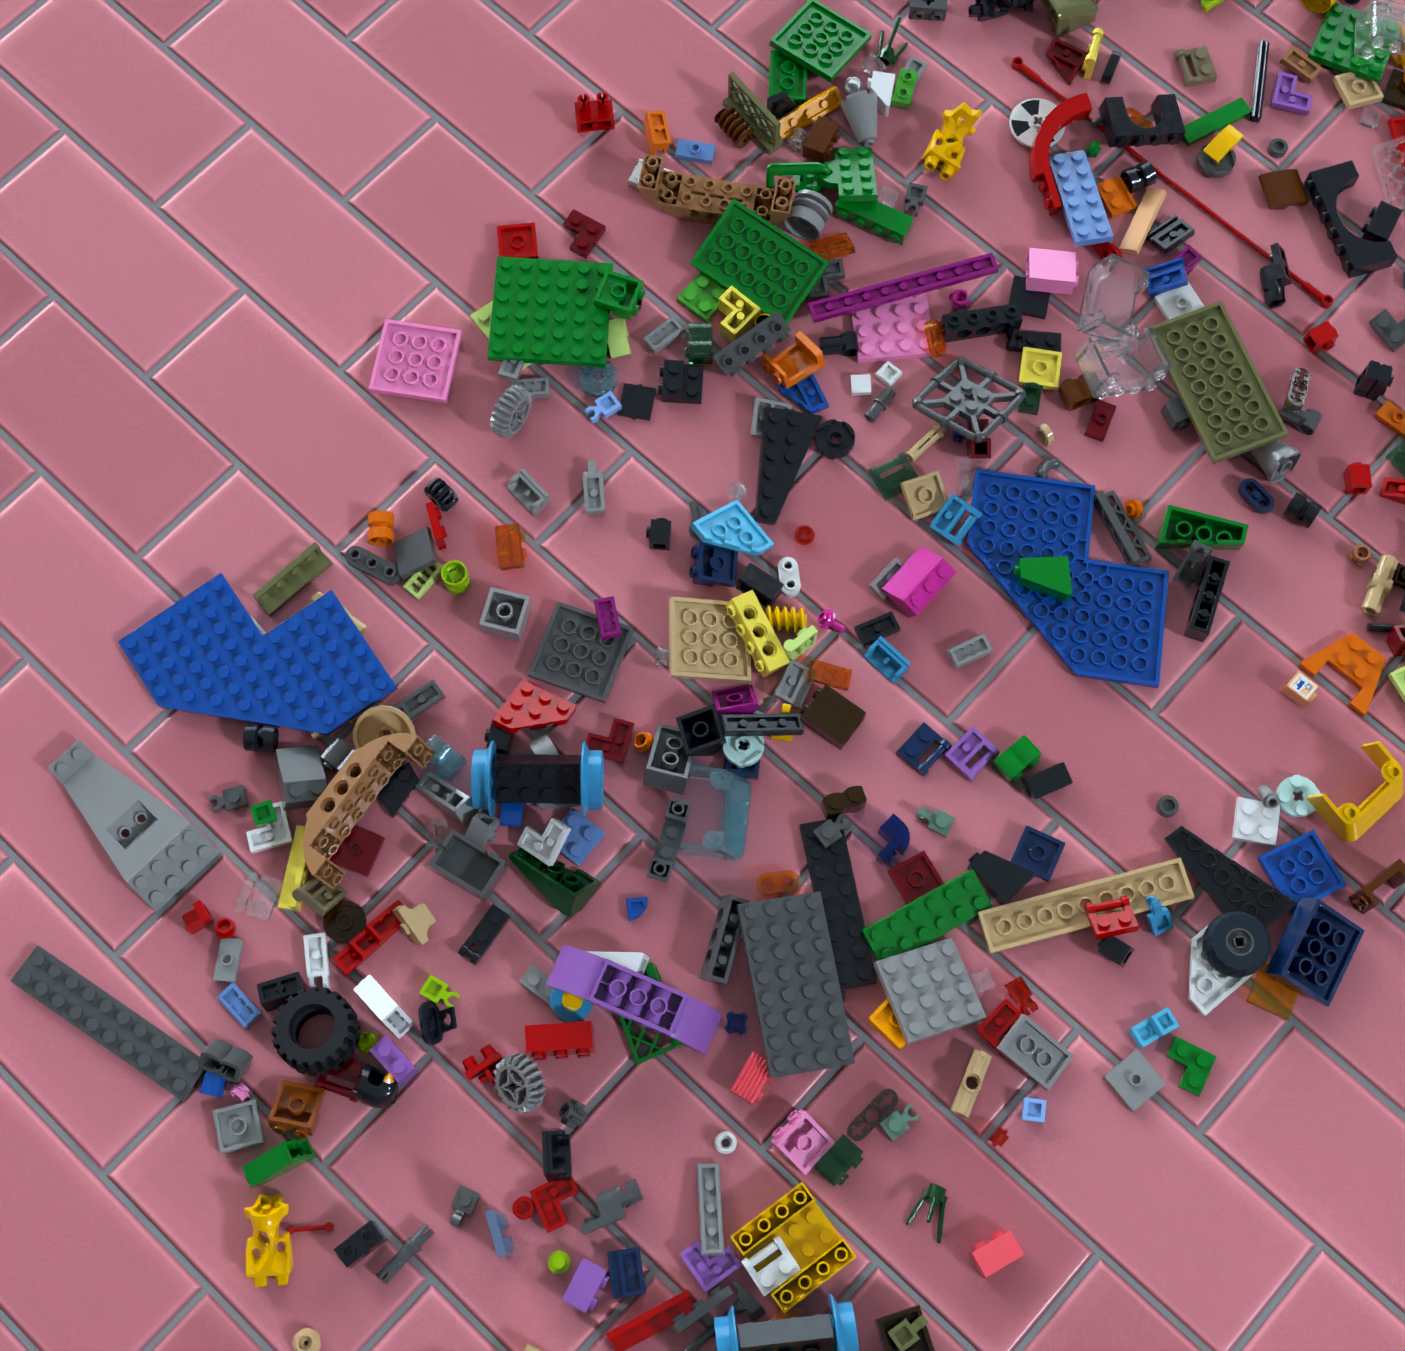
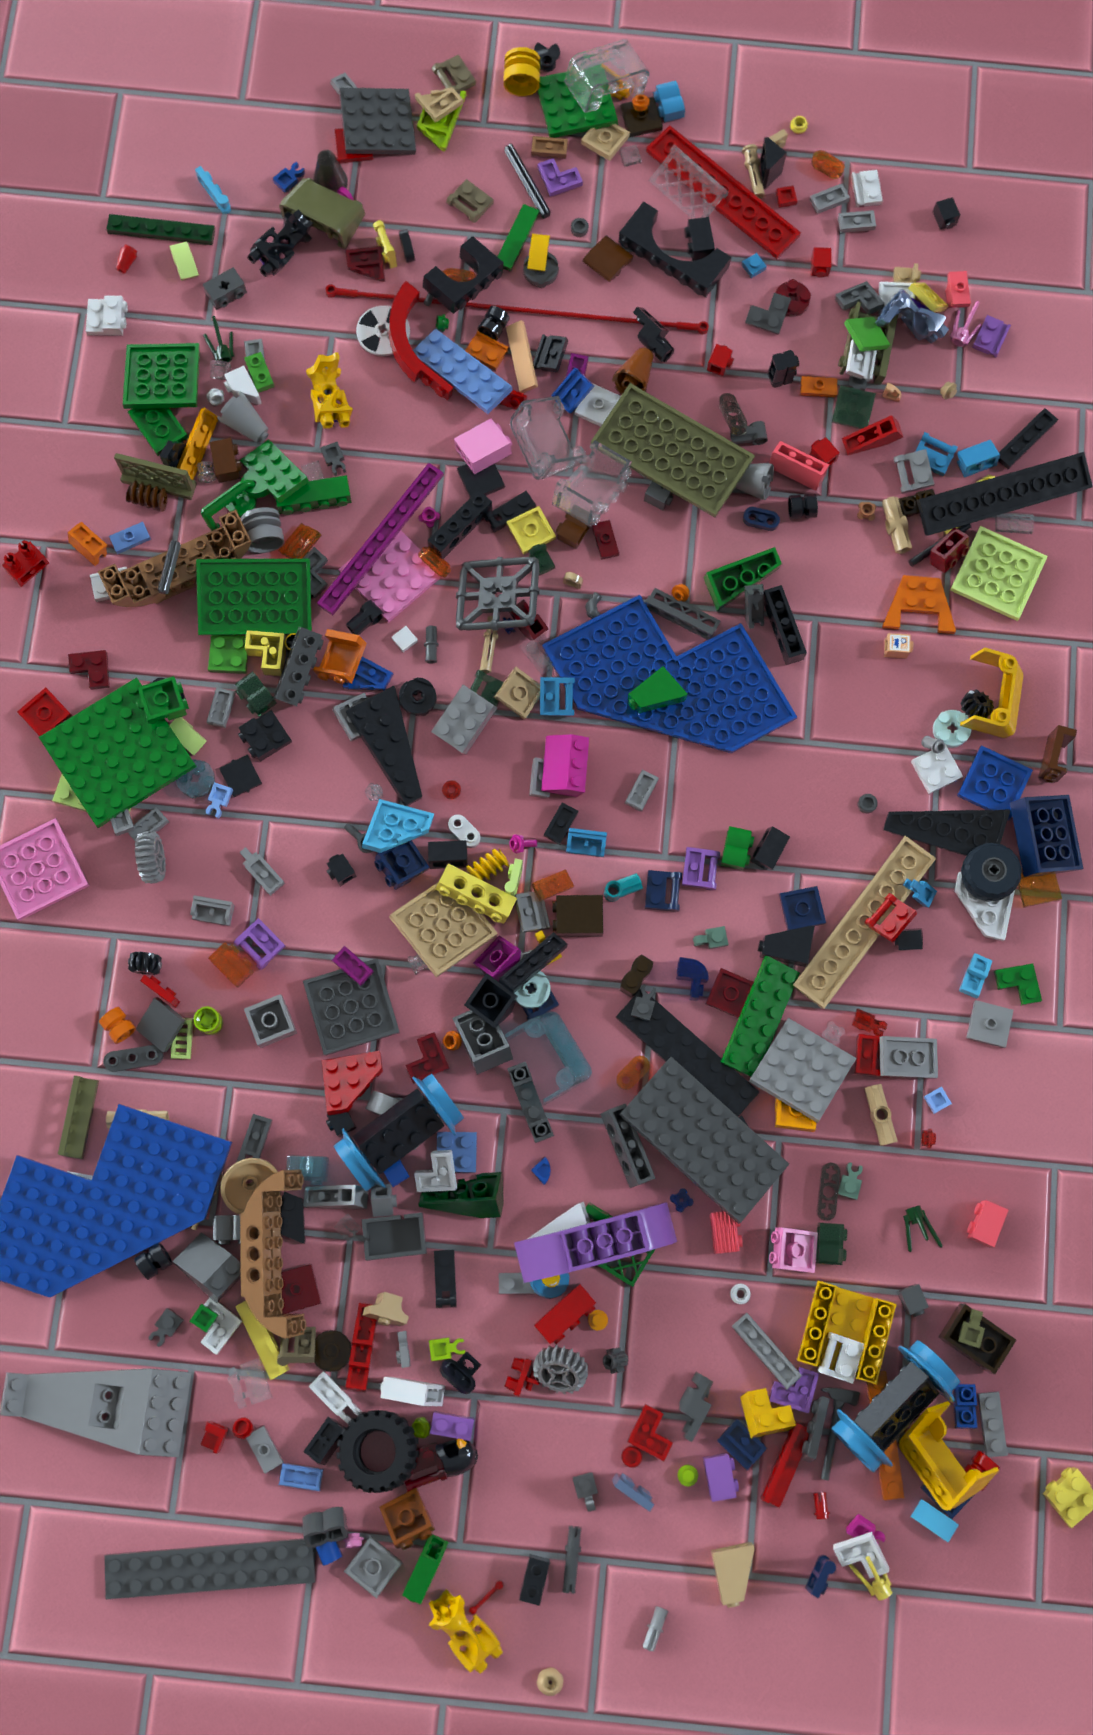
camera: 40 degrees left, 5 degrees up
(400, 970) = (403, 1355): none -> light grey plate
(553, 546) = (264, 939): none -> medium lavender plate
(556, 1155) = (628, 1400): black hinge -> none
(585, 1068) = (598, 1320): none -> light orange plate
(661, 1265) = (761, 1418): none -> yellow brick
(707, 191) = (169, 567): none -> dark grey axle
(859, 483) = (464, 719): none -> light grey brick
(875, 1268) = (913, 1300): none -> dark grey brick
(888, 374) = (419, 615): white tile -> none
(891, 720) = (624, 887): none -> teal piece
(1235, 295) = (634, 371): none -> dark orange cone
(1325, 472) = (798, 465): none -> coral brick
(1336, 789) = (977, 704): none -> black gear

